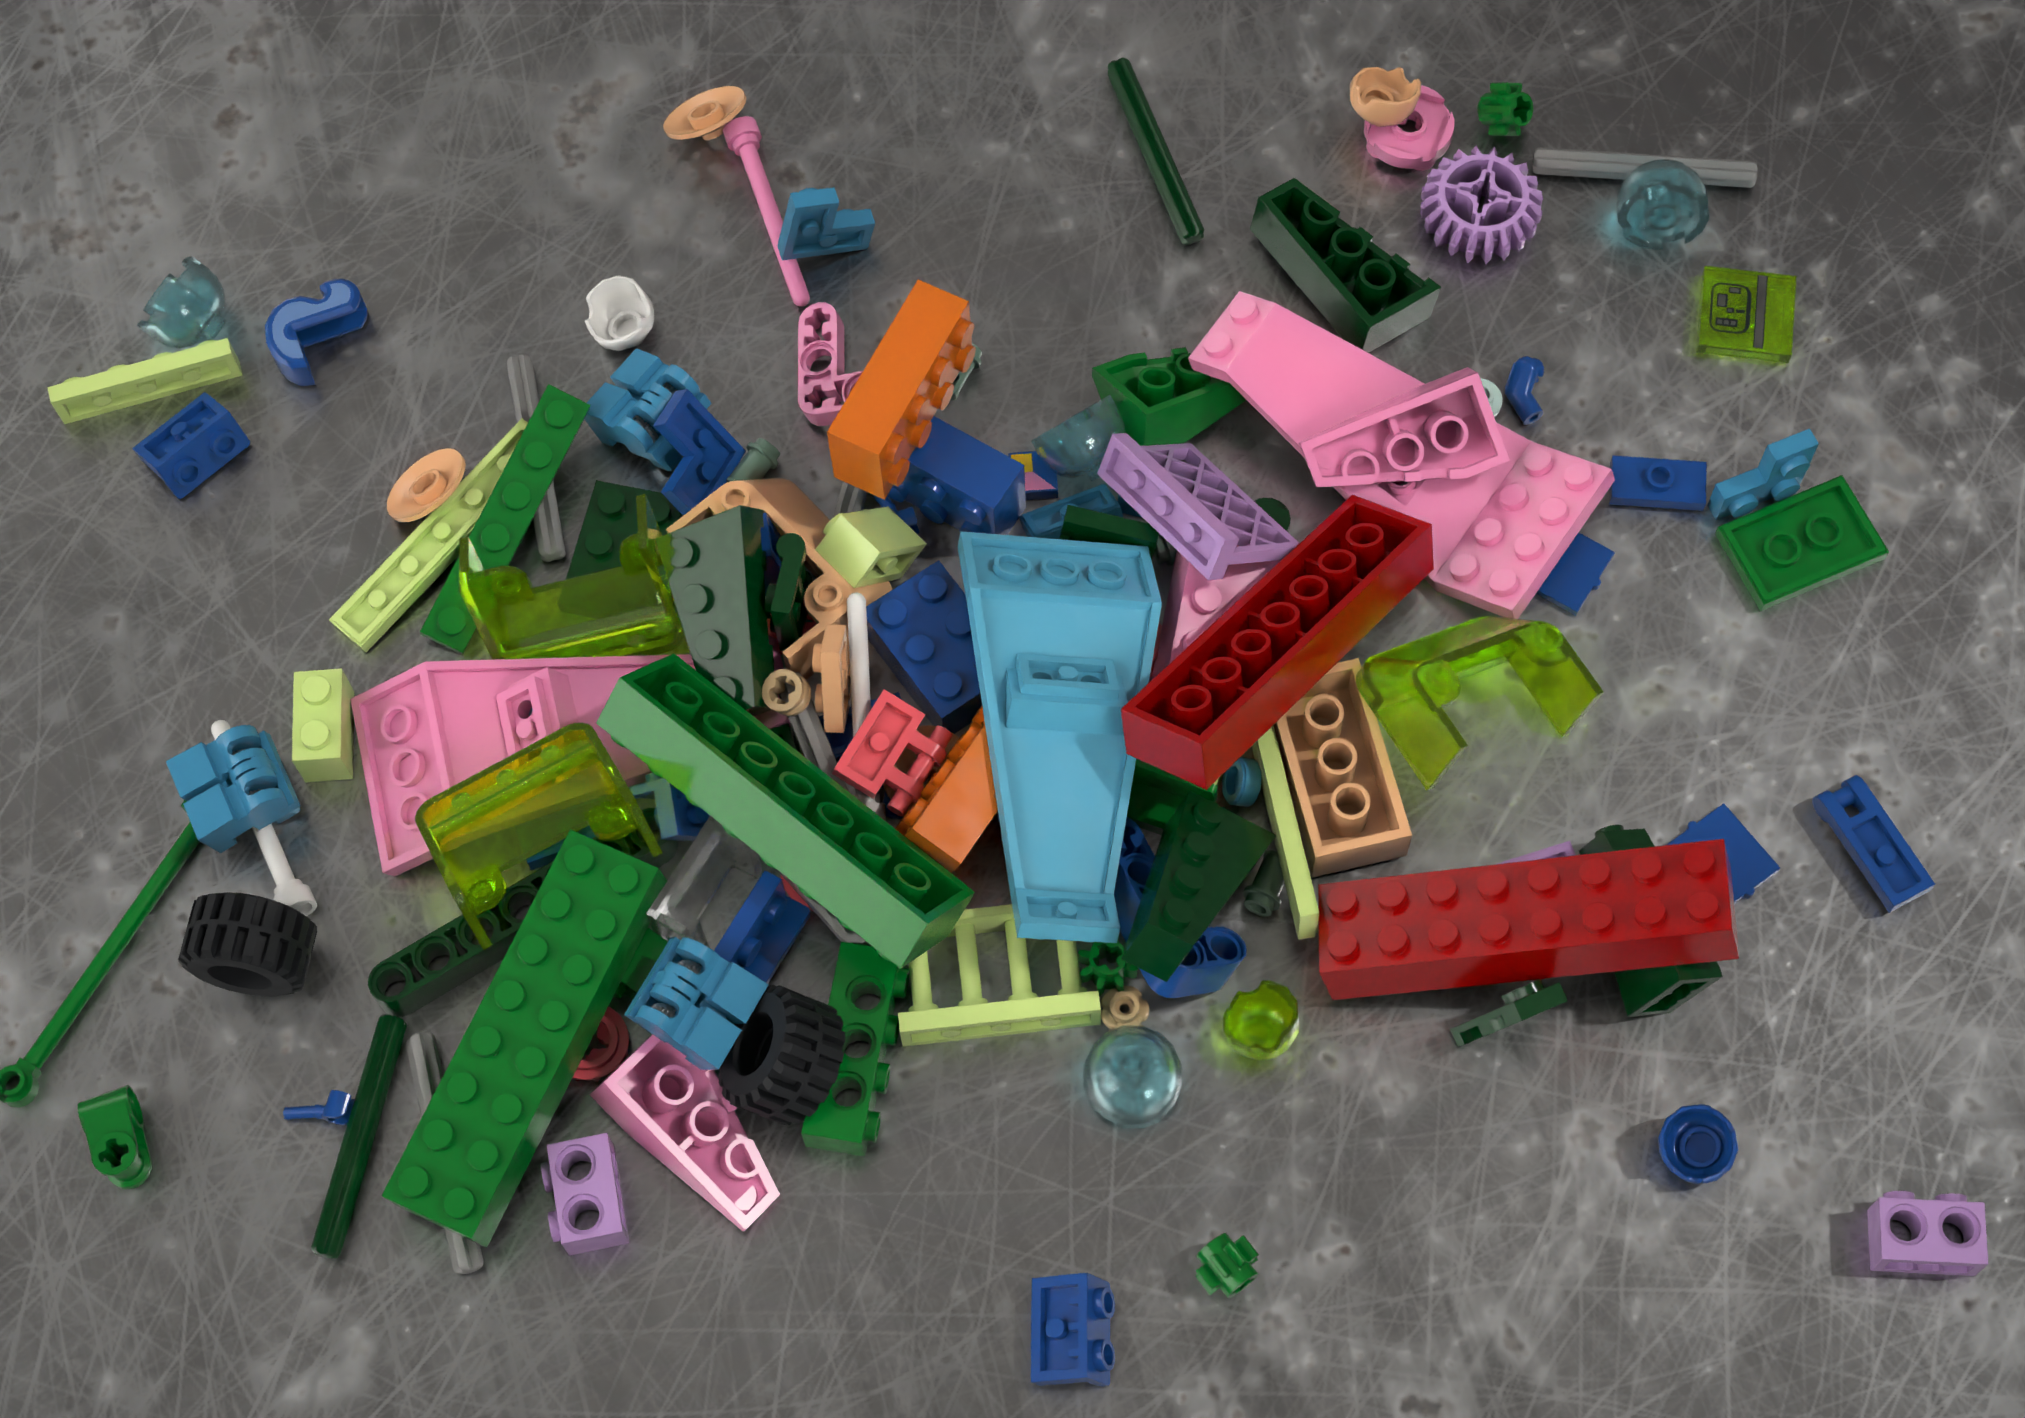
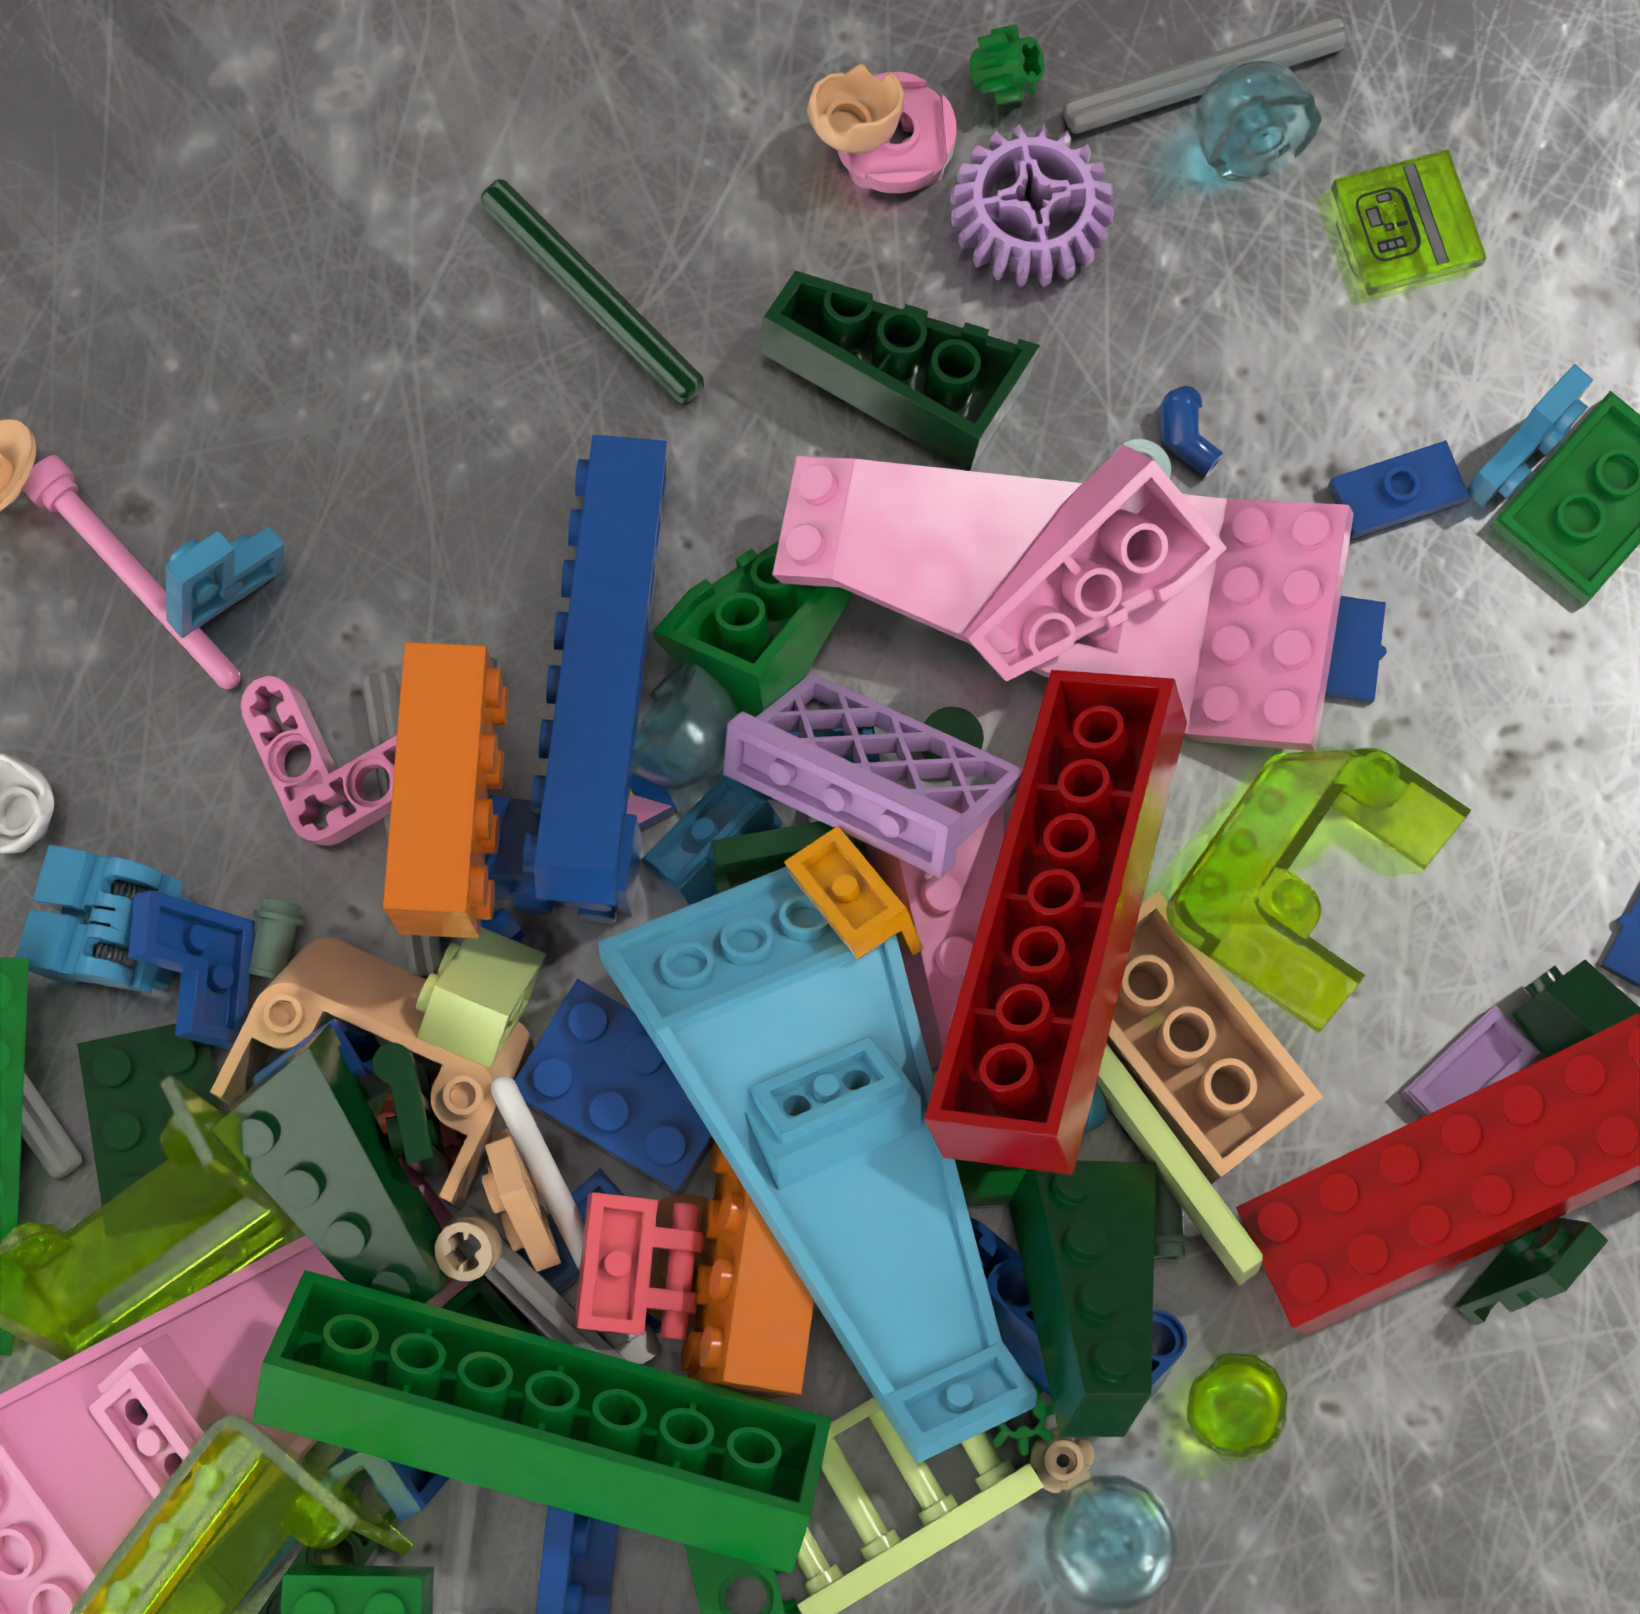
camera: 30 degrees left, 10 degrees up
(1043, 370) = (600, 672): none -> blue brick
(1144, 570) = (851, 895): none -> light orange panel

